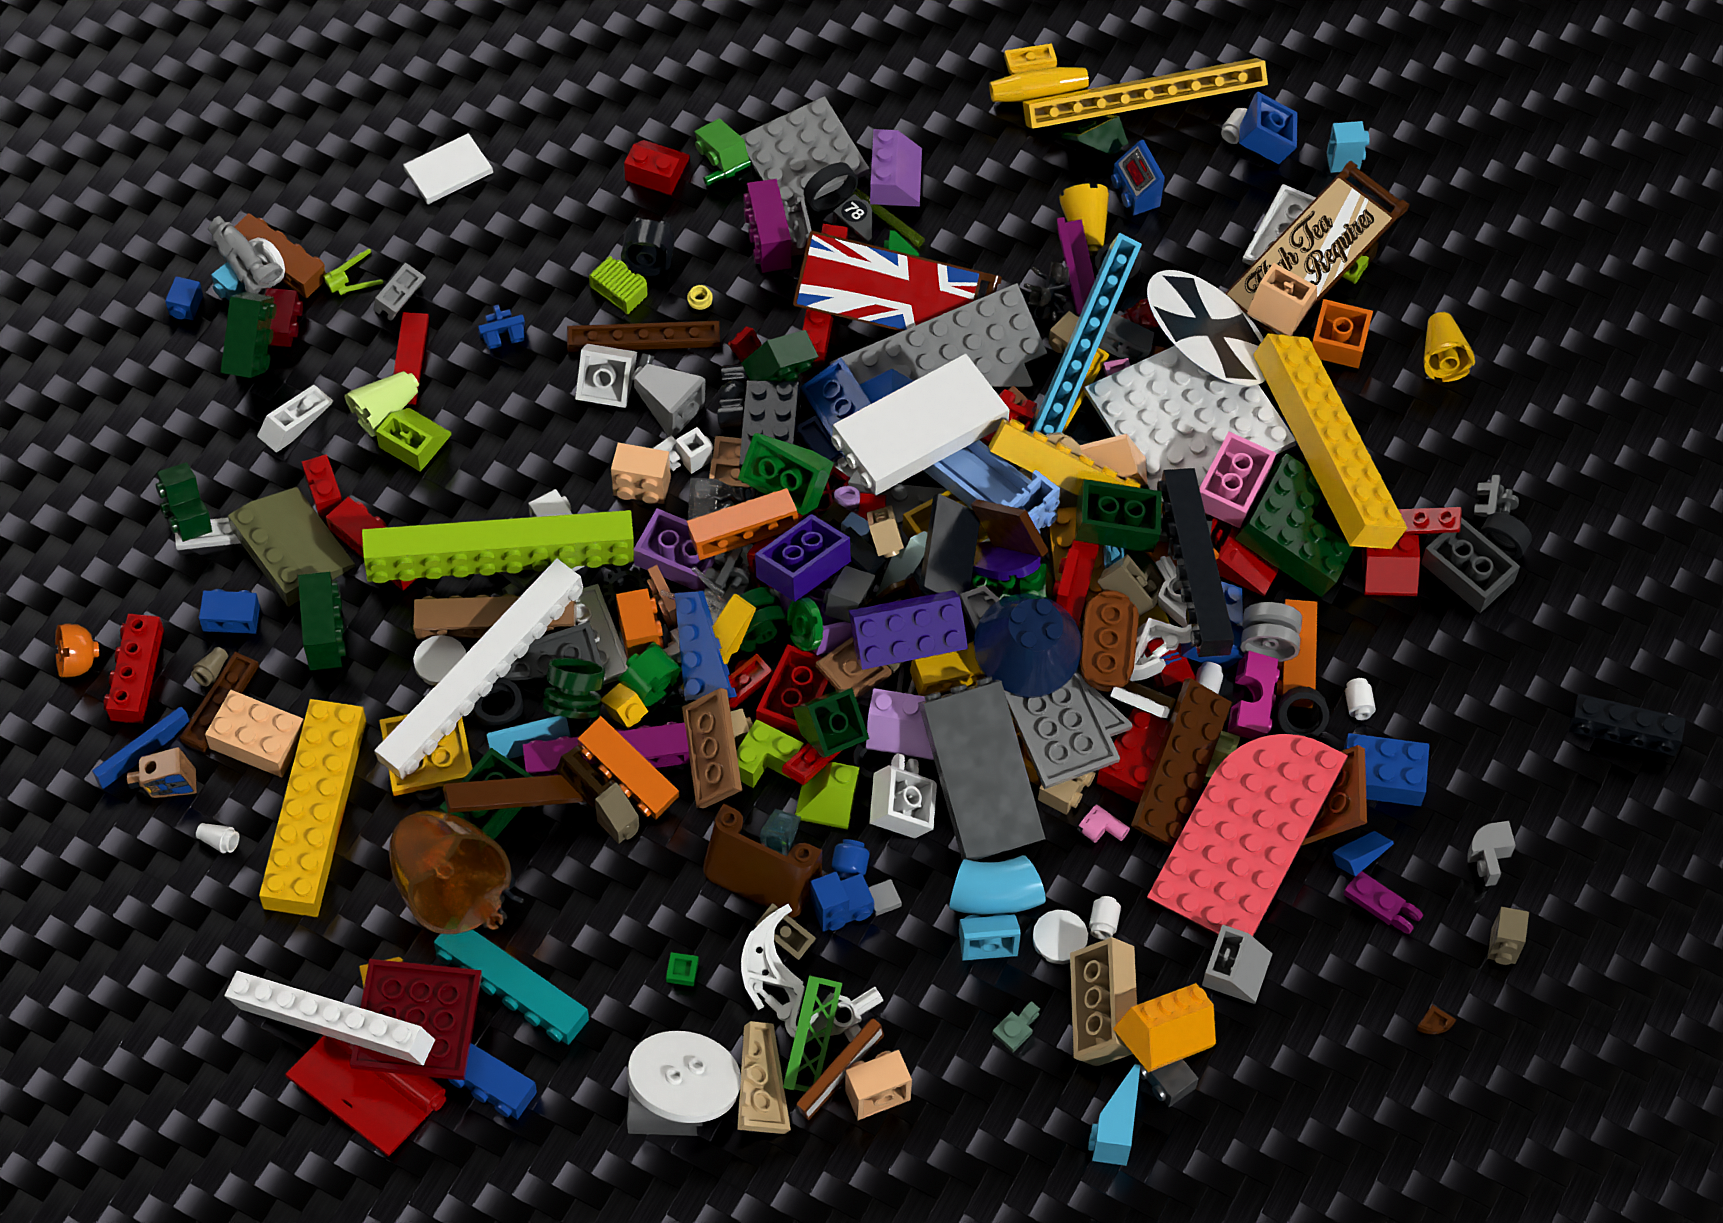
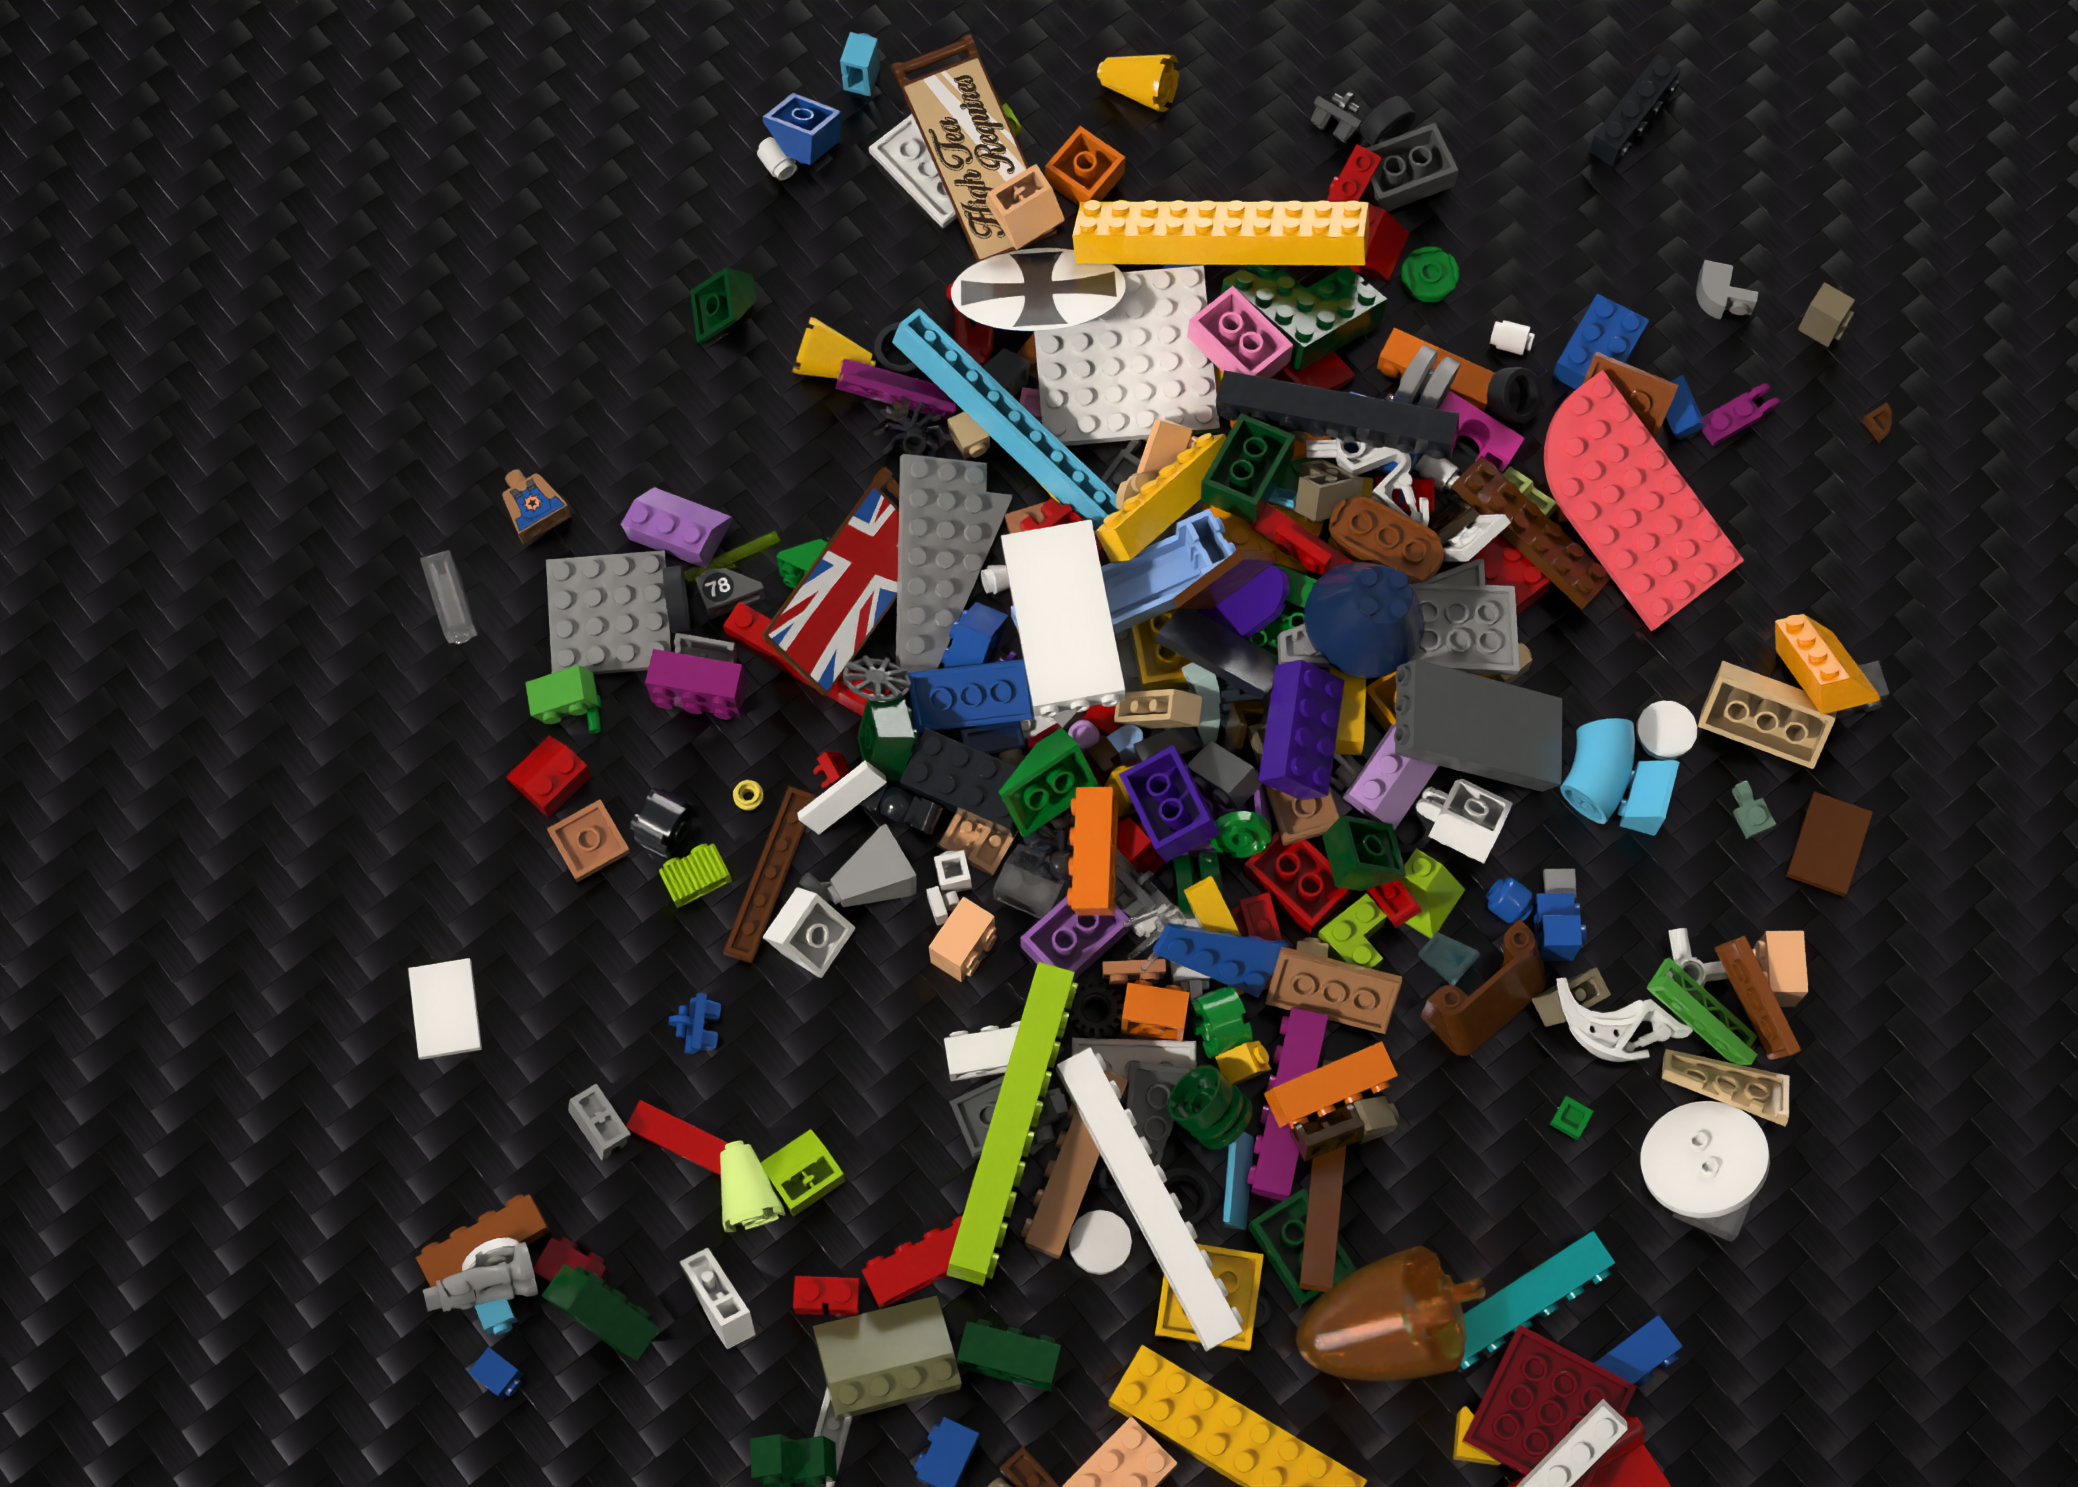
camera: 65 degrees left, 10 degrees up
(337, 278) = (545, 1186): lime plant -> none
(615, 207) = (588, 840): none -> nougat plate
(720, 351) = (842, 797): none -> white tile
(765, 47) = (449, 597): none -> clear slope
(823, 335) = (876, 679): none -> dark grey wheel
(865, 74) = (533, 505): none -> torso
(1016, 1100) = (1829, 844): none -> reddish brown tile
(1036, 76) = (617, 331): yellow plate -> none
(1098, 822) = (1553, 640): bright pink piece -> none
(1104, 917) = (1665, 678): white brick -> none
(1113, 1134) = (1896, 753): medium azure slope -> none
(1138, 179) = (806, 282): blue slope -> none
(1145, 93) = (696, 232): yellow brick -> none
(1237, 965) = (1762, 577): light grey slope -> none
(1388, 621) = (1430, 274): none -> green tile

